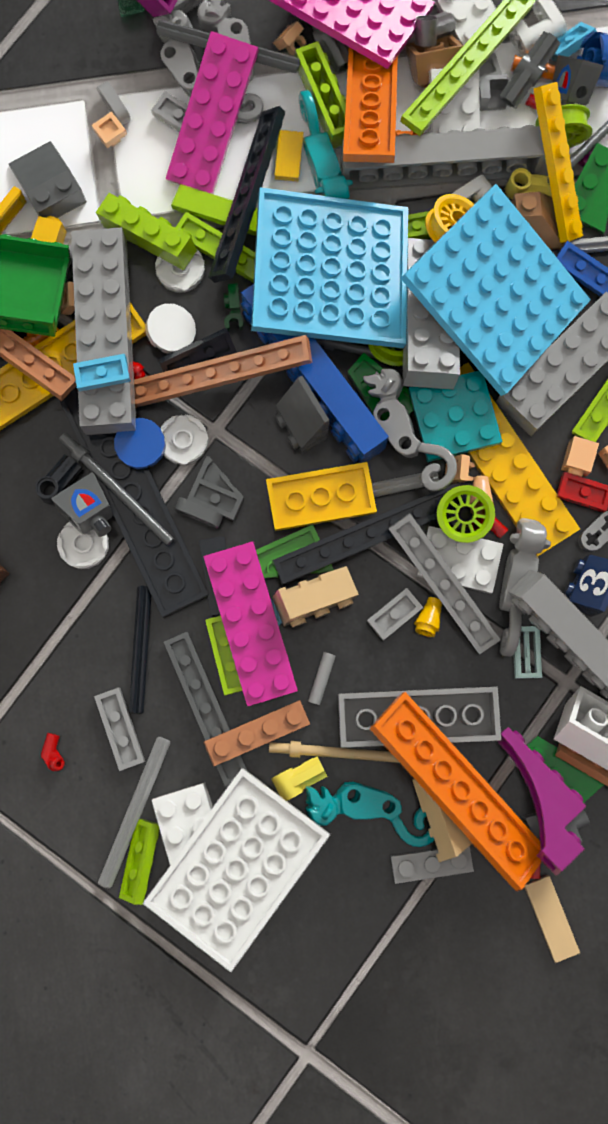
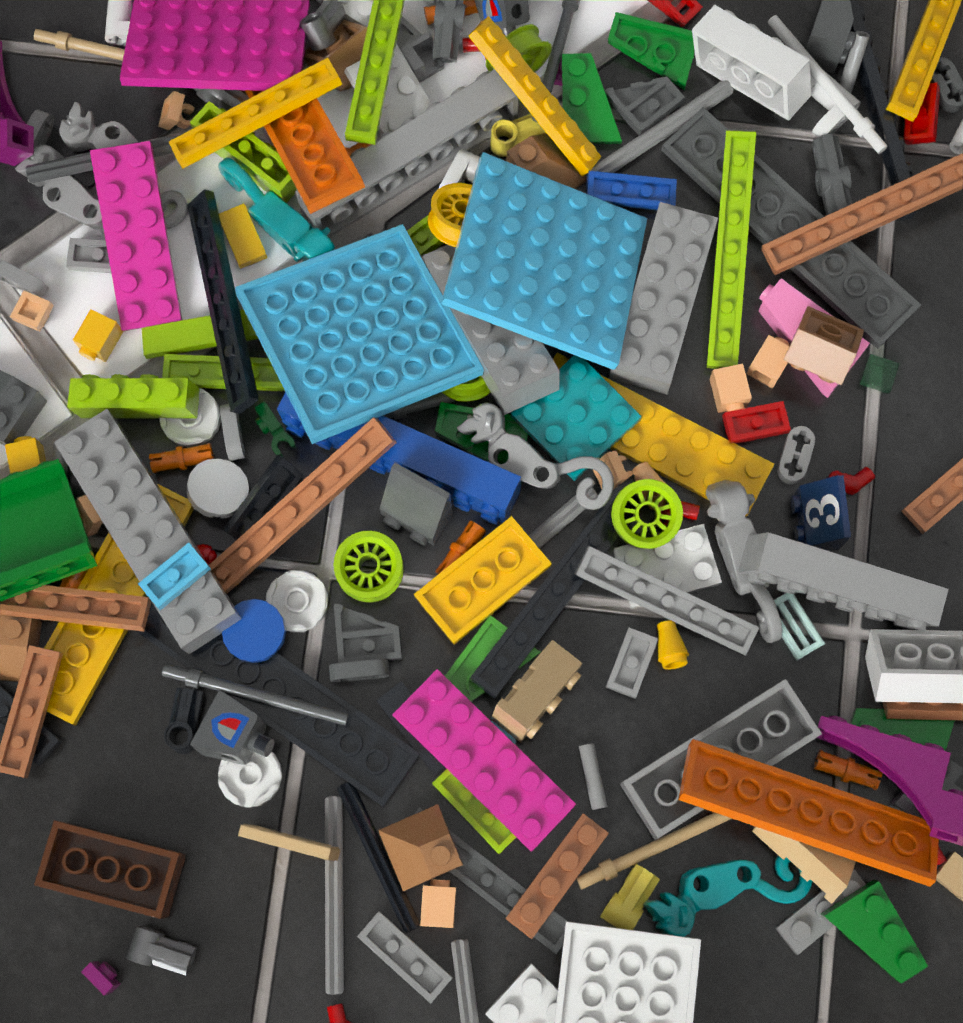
camera: 25 degrees left, 5 degrees down
(83, 605) = (289, 842): none -> tan tile
(94, 659) = (334, 899): none -> light grey axle
(145, 173) = (97, 336): none -> yellow brick
(157, 292) = (180, 457): none -> orange pin
(162, 706) = (438, 904): none -> light nougat brick
(172, 660) = (420, 847): none -> medium nougat slope
(202, 295) = (232, 433): none -> light grey beam
(231, 426) = (351, 545): none -> lime wheel
(329, 461) = (468, 539): none -> orange pin
(345, 66) = (255, 113): none -> yellow plate
(462, 899) = (877, 929): none -> green wing
(506, 775) = (847, 770): none -> orange pin

